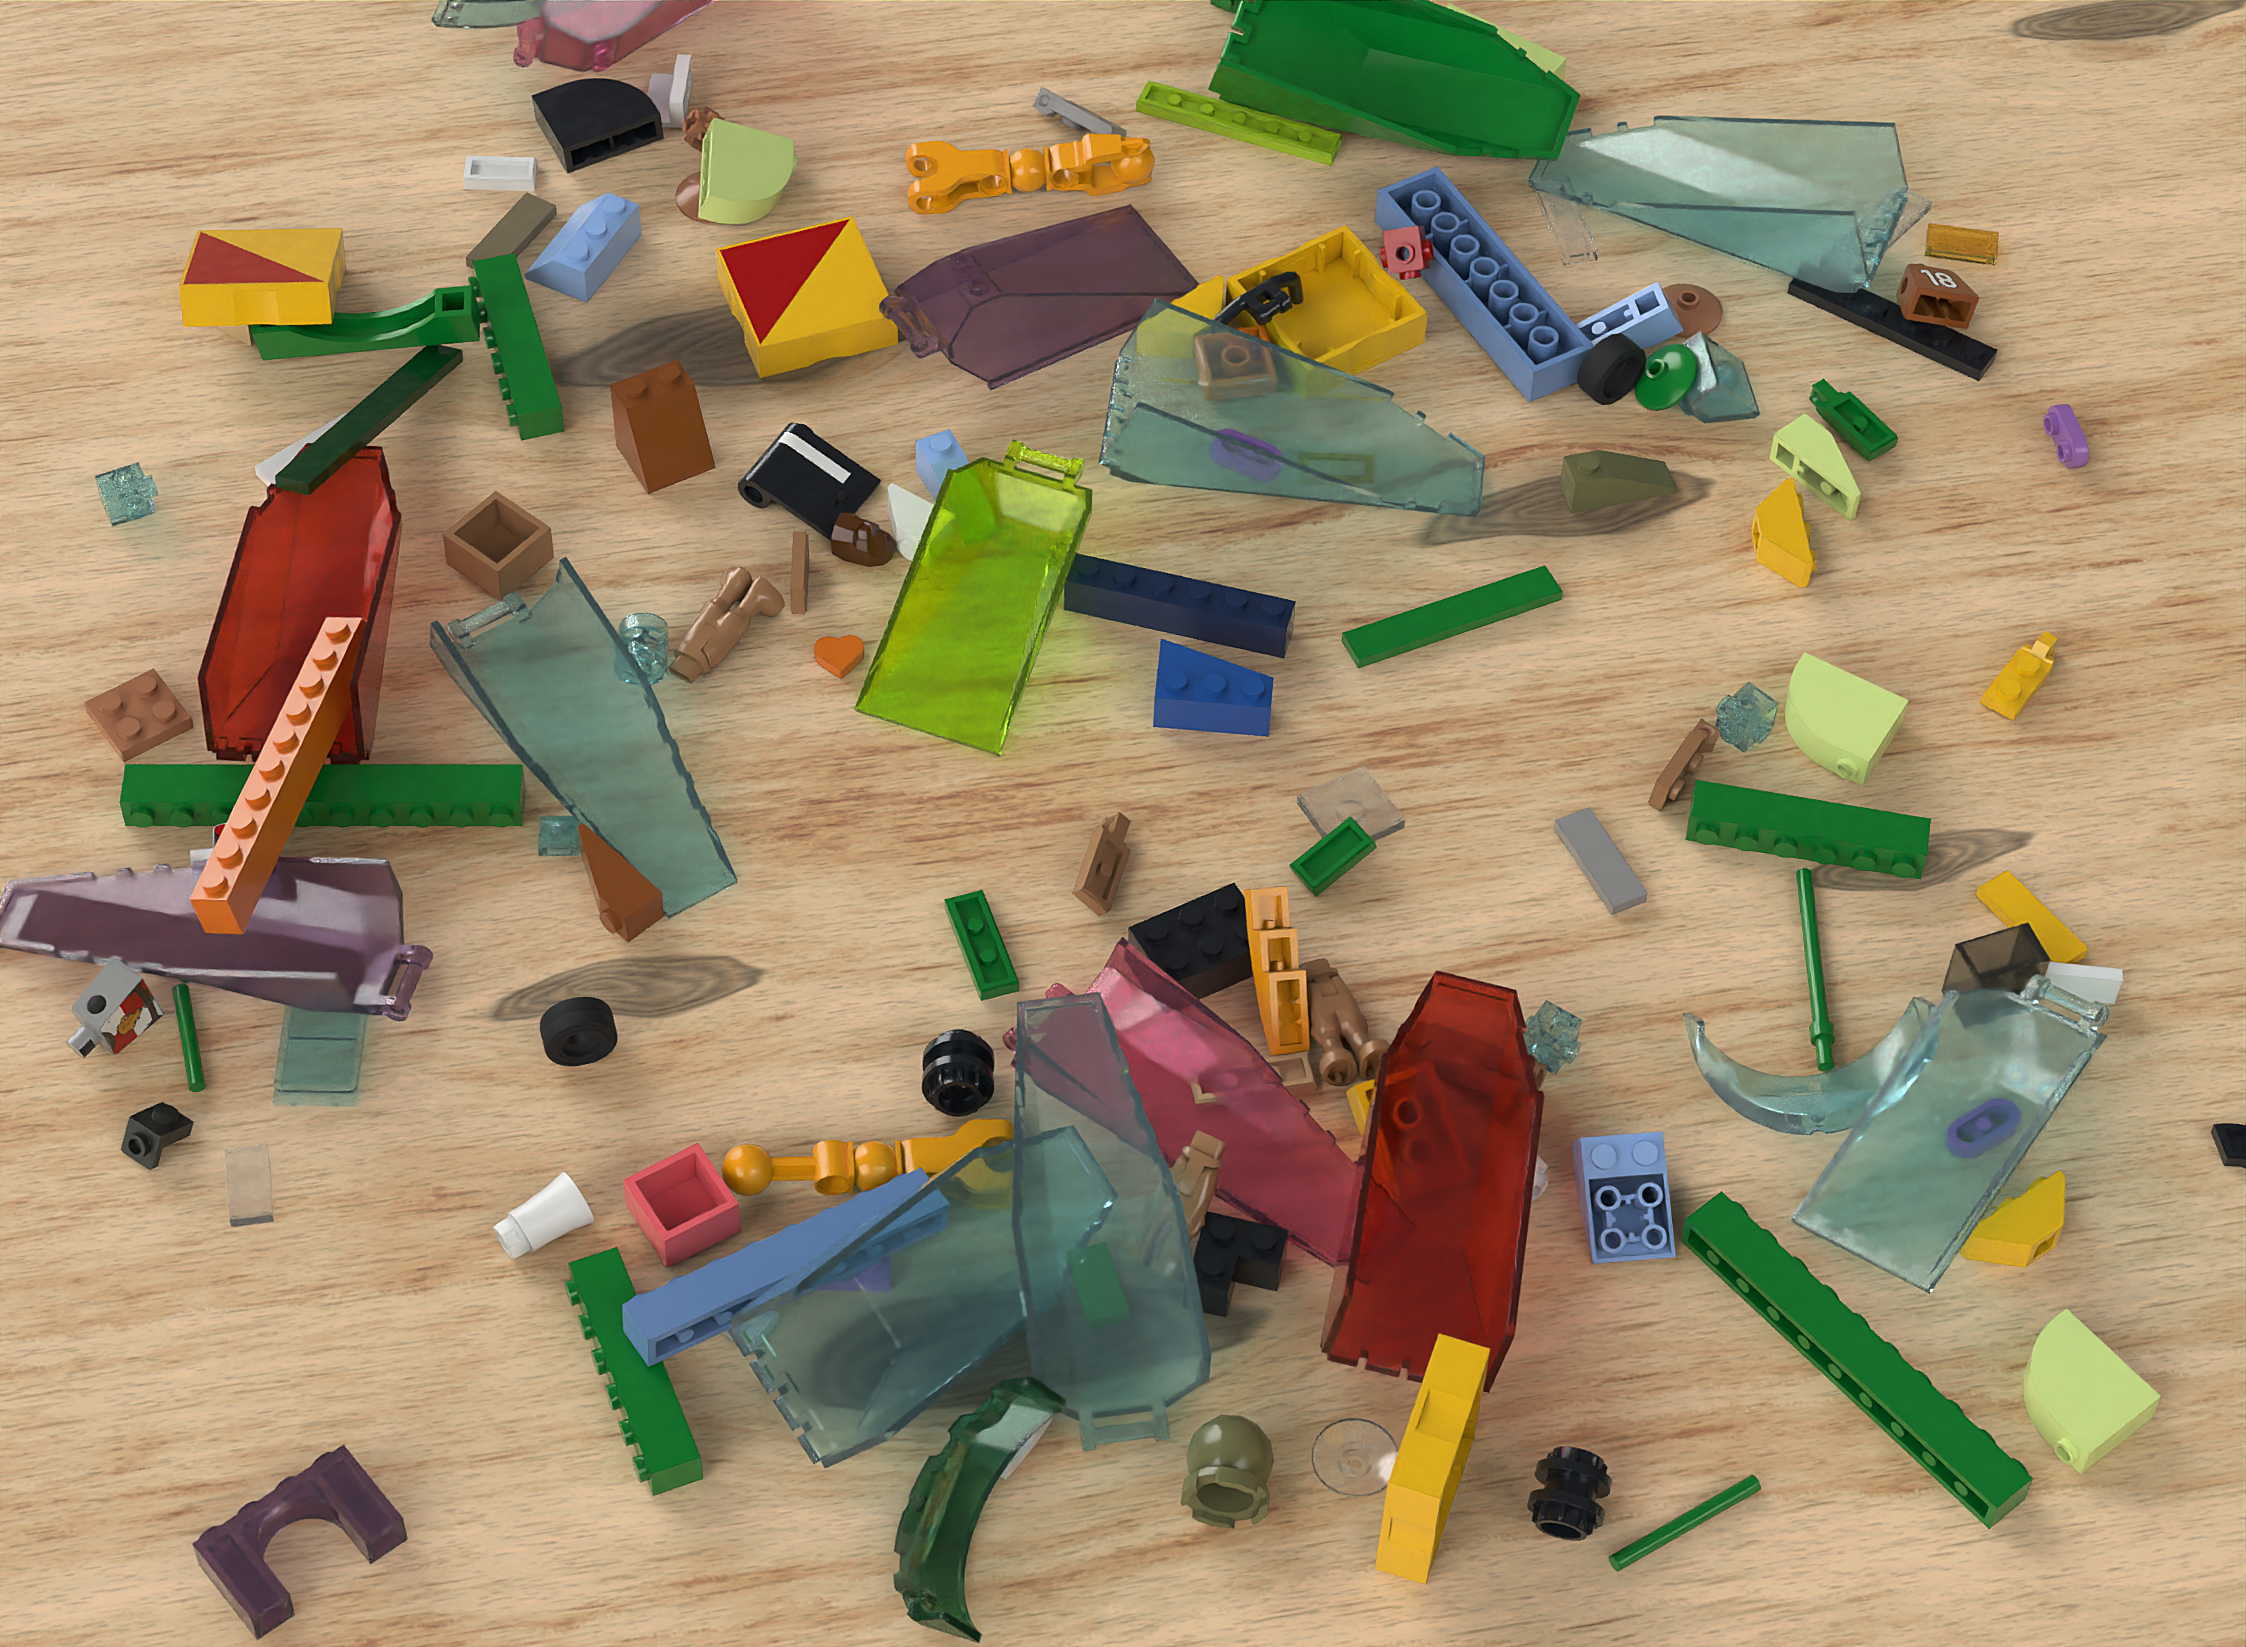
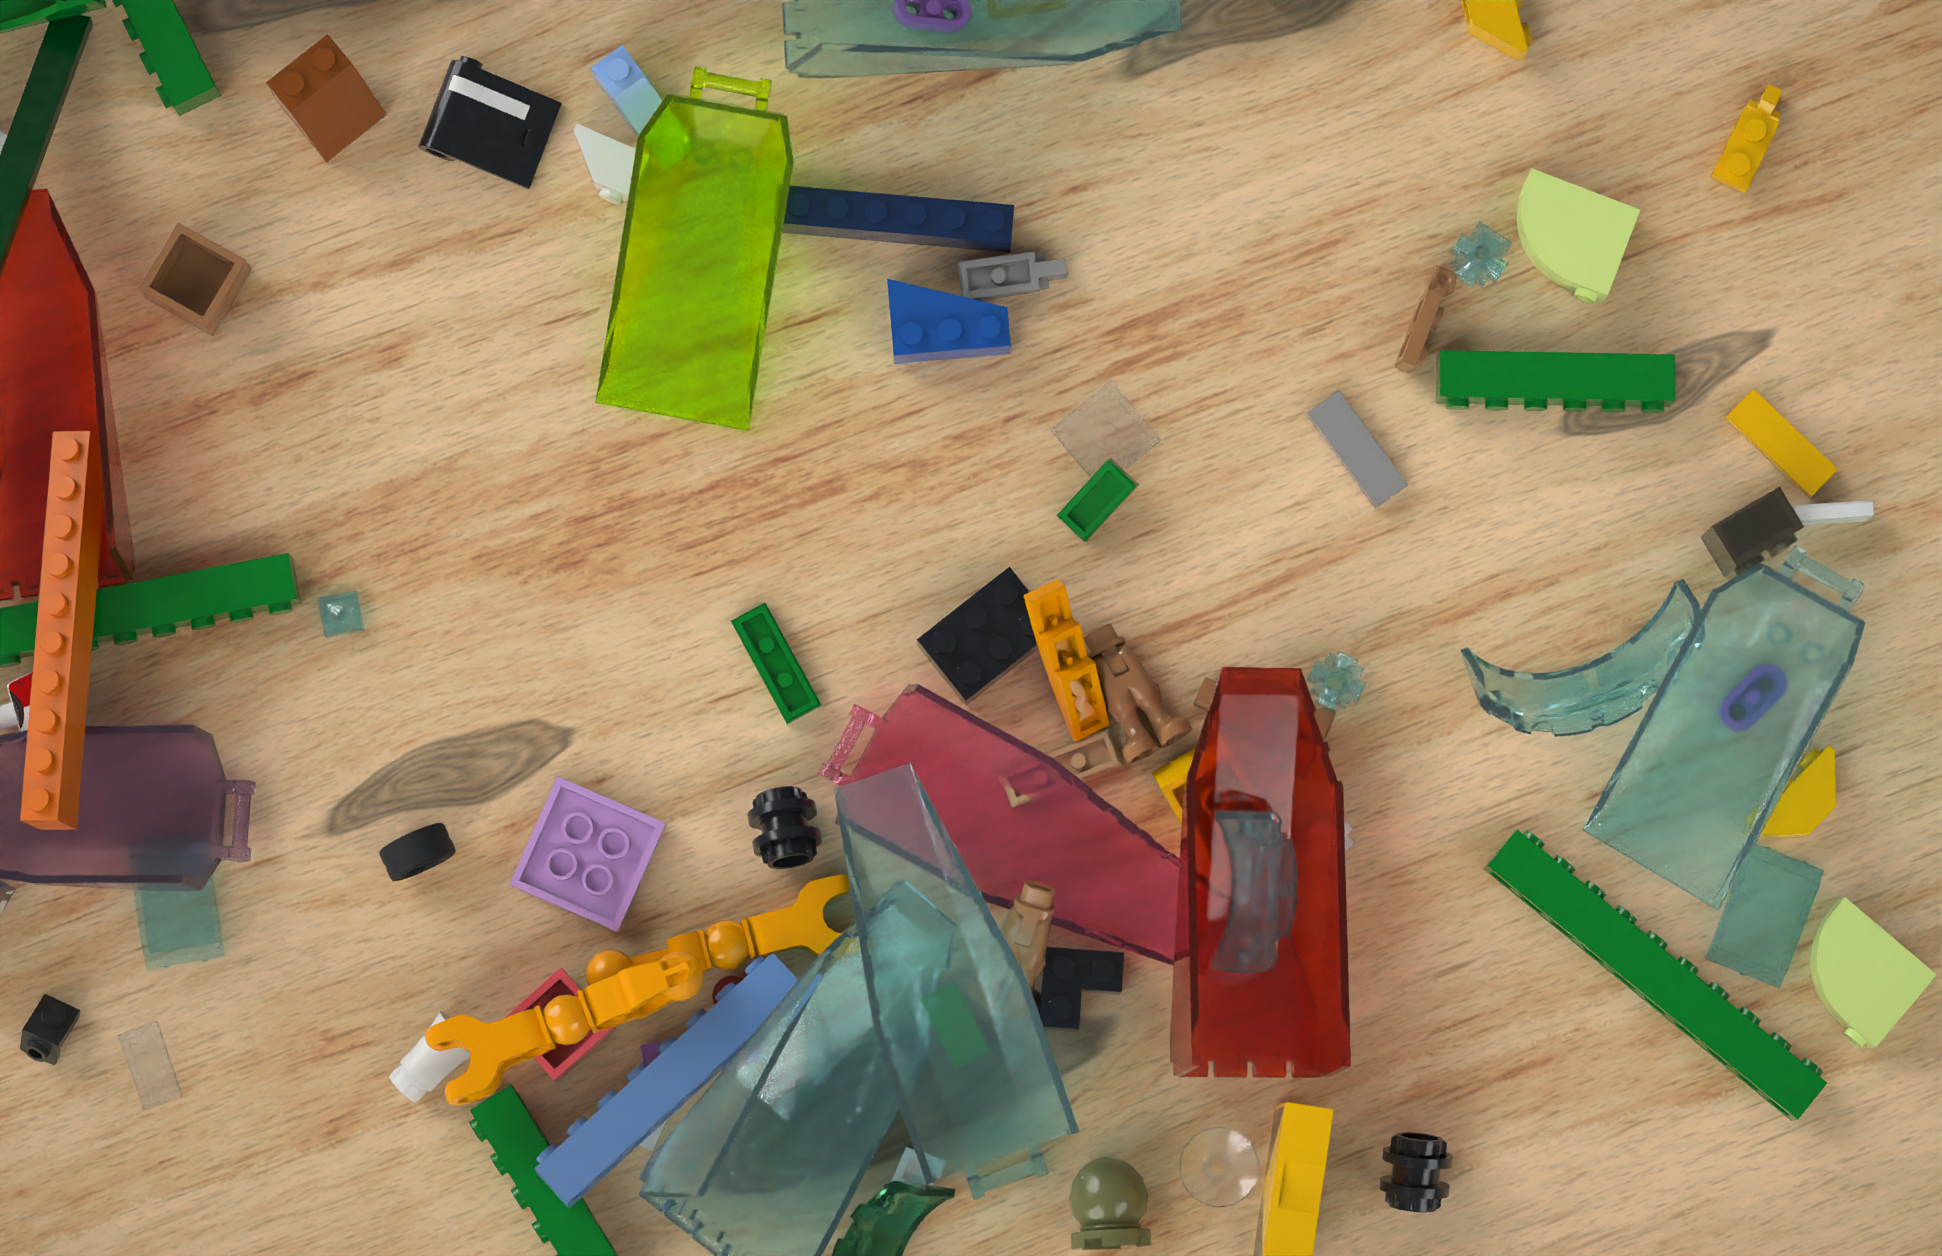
camera: 10 degrees left, 30 degrees up
(188, 1038) = (53, 926): green bar -> none
(590, 731) = (338, 499): clear light blue windscreen -> none
(623, 895) = (416, 676): dark orange slope -> none
(647, 640) = (371, 379): clear light blue wheel -> none
(648, 1184) = (565, 1021): none -> light orange piece
(718, 629) = (438, 337): medium nougat piece -> none
(751, 1070) = (587, 854): none -> lavender plate
(799, 573) = (505, 247): medium nougat tile -> none
(840, 654) = (566, 338): orange tile -> none
(861, 541) = (560, 191): reddish brown rock -> none
(1103, 865) = (877, 550): medium nougat hinge -> none
(1288, 666) = (1008, 275): none -> light grey hinge
(1445, 1191) = (1261, 890): none -> clear light blue windscreen
(1451, 616) = (1171, 170): green tile -> none
(1624, 1196) = (1426, 839): light blue slope -> none
(1684, 1523) = (1521, 1170): green bar -> none
(1821, 1029) = (1591, 614): green bar -> none
(1976, 1329) = (1765, 915): none -> clear light blue piece

